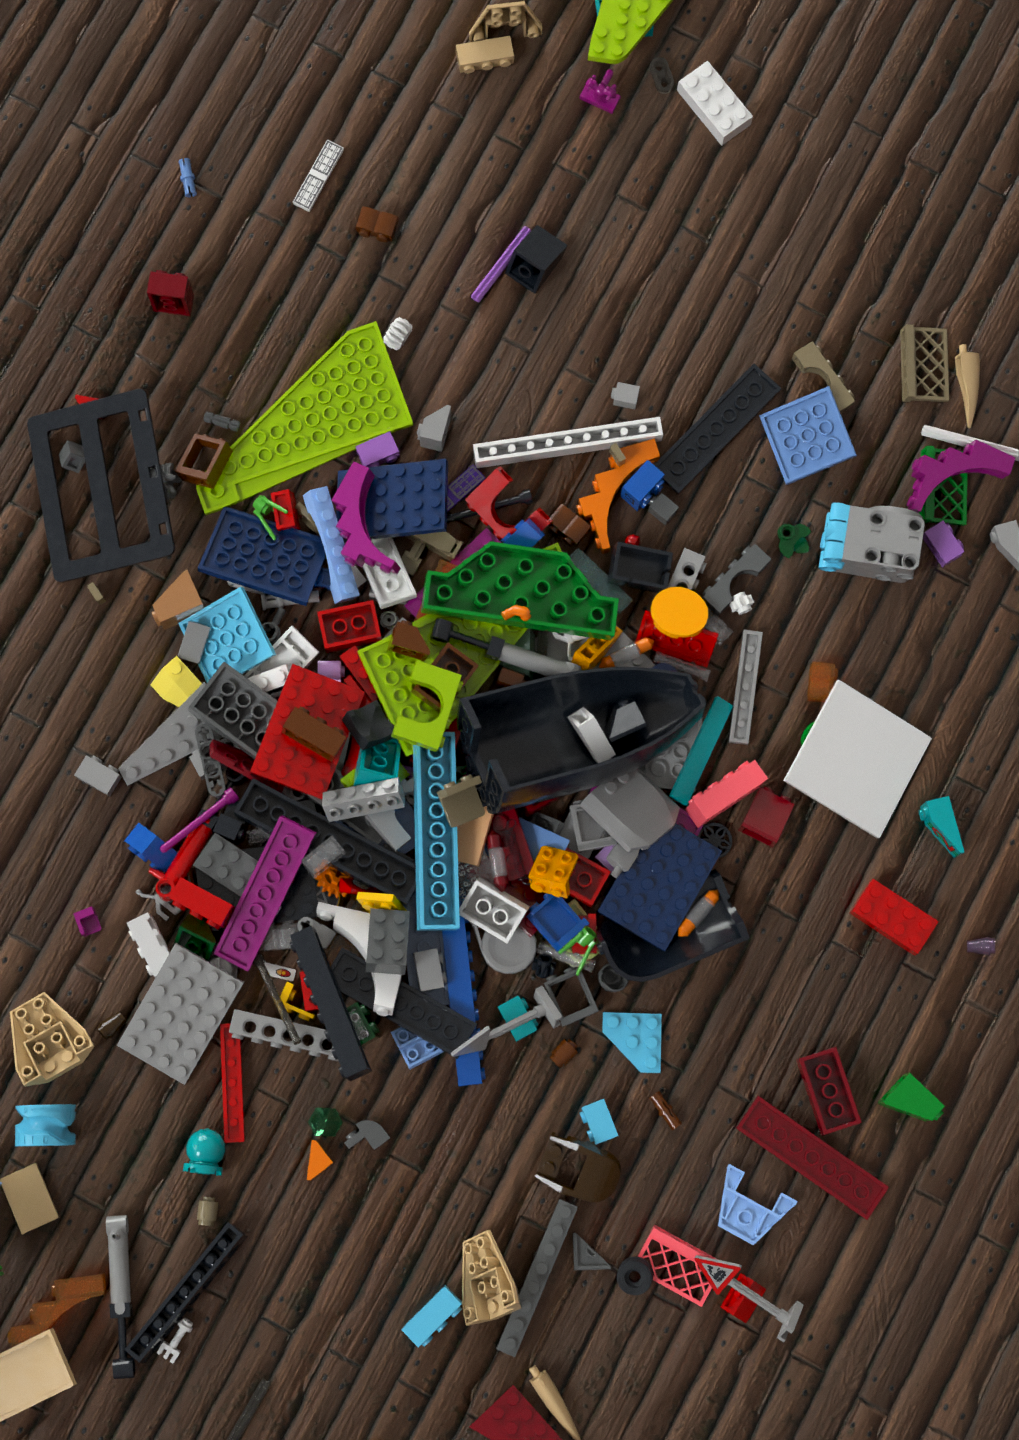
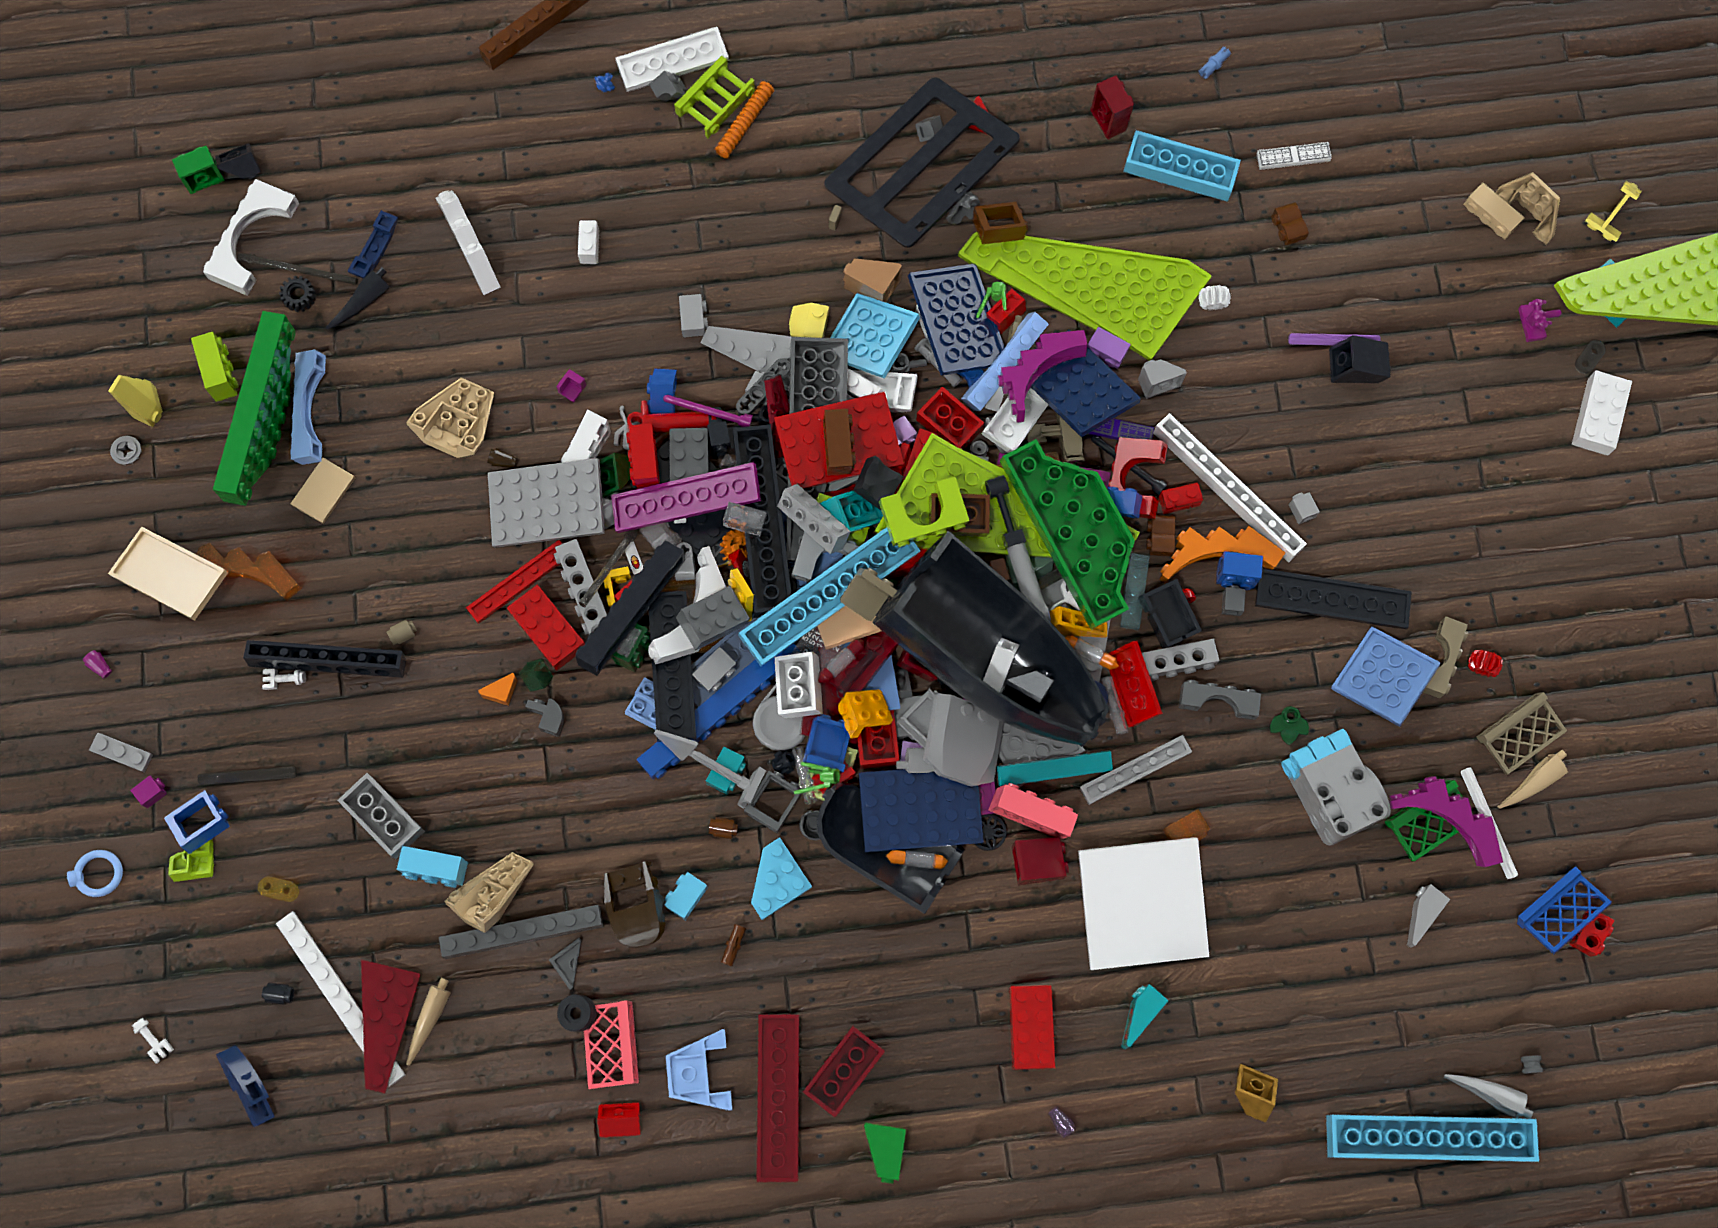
camera: 55 degrees right, 5 degrees down
(45, 1125) = (385, 459): medium azure piece -> none
(121, 1305) = (281, 617): light grey piece -> none
(194, 642) = (849, 312): light grey slope -> none
(205, 1151) = (448, 596): teal tile -> none
(222, 421) = (1042, 217): dark grey axle -> none
(262, 274) = (1182, 165): none -> medium azure brick
(290, 1085) = (546, 627): none -> red brick
(358, 1332) = (380, 815): none -> light grey brick
(408, 641) = (966, 462): reddish brown slope -> none
(516, 610) = (1056, 532): orange arm -> none
(548, 487) = (1180, 498): none -> red brick
(617, 454) = (1248, 531): dark tan tile -> none
(679, 612) = (1155, 668): light orange tile -> none
(716, 625) = (1169, 706): clear slope -> none
(722, 1273) = (624, 1085): light grey piece -> none
(741, 603) = (1203, 718): white gear -> none
(852, 351) = (1485, 663): none -> red gear
(943, 543) = (1382, 852): medium lavender brick -> none

